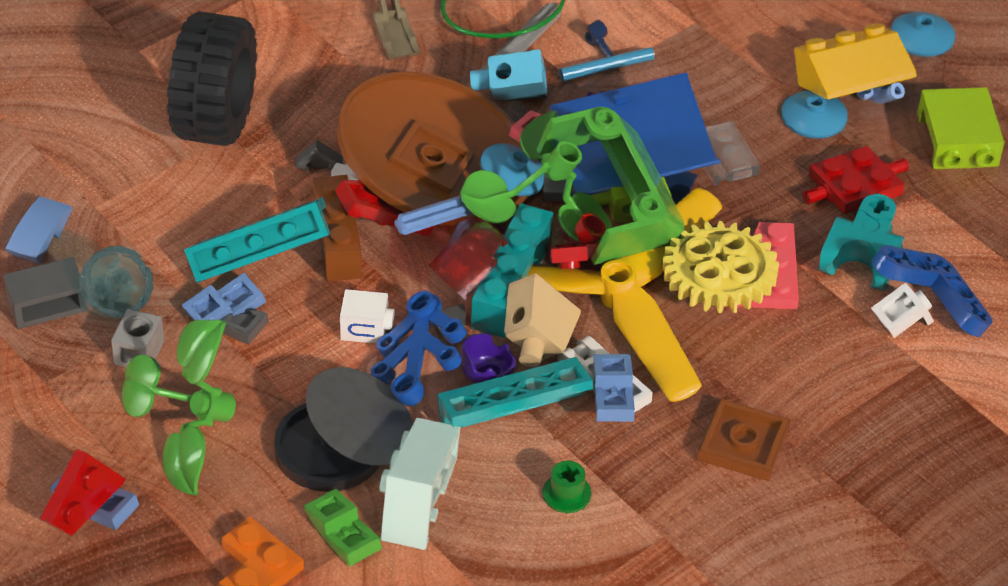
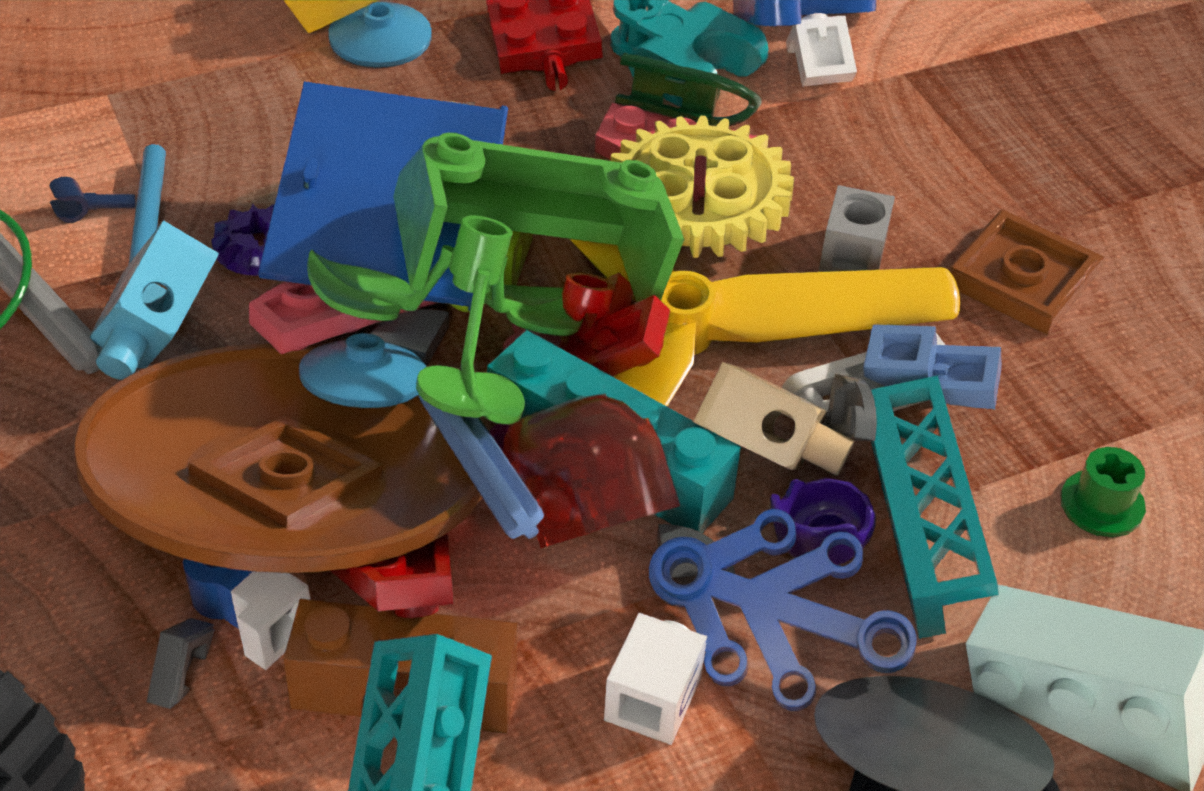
camera: 75 degrees left, 0 degrees up
(549, 356) = (852, 408): none -> dark grey tile
(726, 349) = (856, 230): none -> light grey brick
(810, 251) = (698, 91): none -> dark green piece

